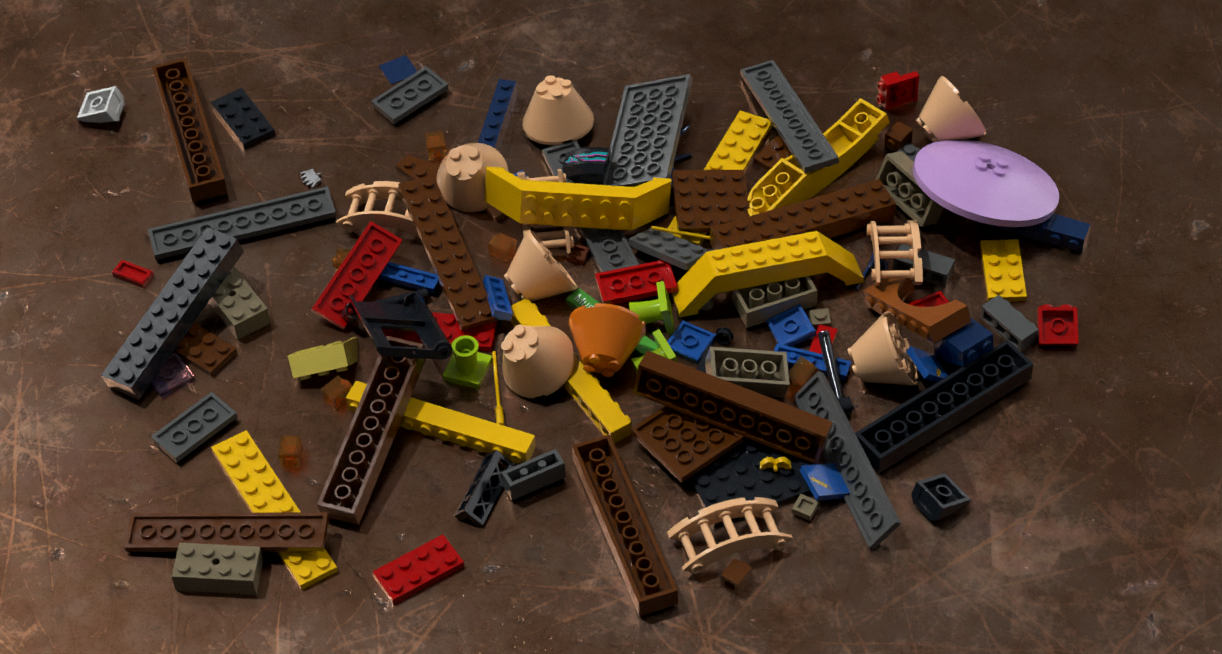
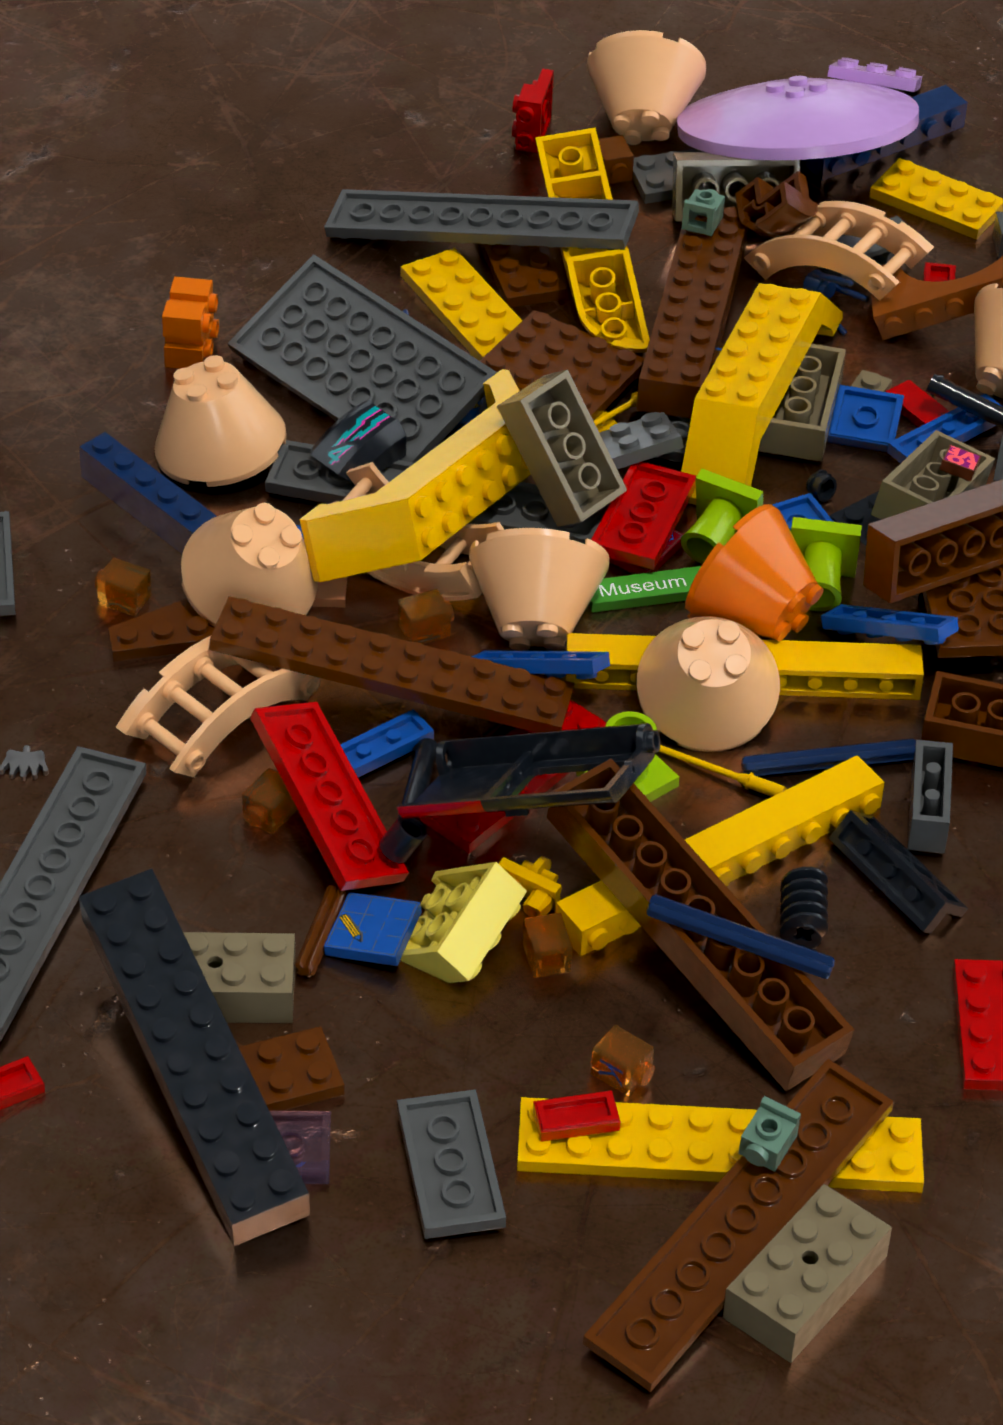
camera: 60 degrees left, 5 degrees down
(243, 450) = (576, 1115): none -> red tile
(264, 513) = (769, 1134): none -> sand green brick
(289, 319) = (325, 917): none -> reddish brown axle
(303, 334) = (372, 929): none -> blue tile
(363, 444) = (740, 936): none -> dark blue axle
(365, 364) = (538, 881): none -> yellow hips
(427, 464) = (804, 906): none -> black piece
(538, 430) = (827, 757): none -> dark blue axle
(617, 65) = (189, 322): none -> orange brick
(618, 243) = (562, 448): none -> dark tan brick
(633, 407) = (892, 623): none -> blue plate
(760, 370) = (960, 462): none -> tile
(802, 372) = (974, 432): clear orange brick -> none
(862, 185) = (703, 203): none -> sand green brick
(896, 209) = (778, 209): none -> reddish brown brick
(1074, 195) = (875, 74): none -> lavender plate

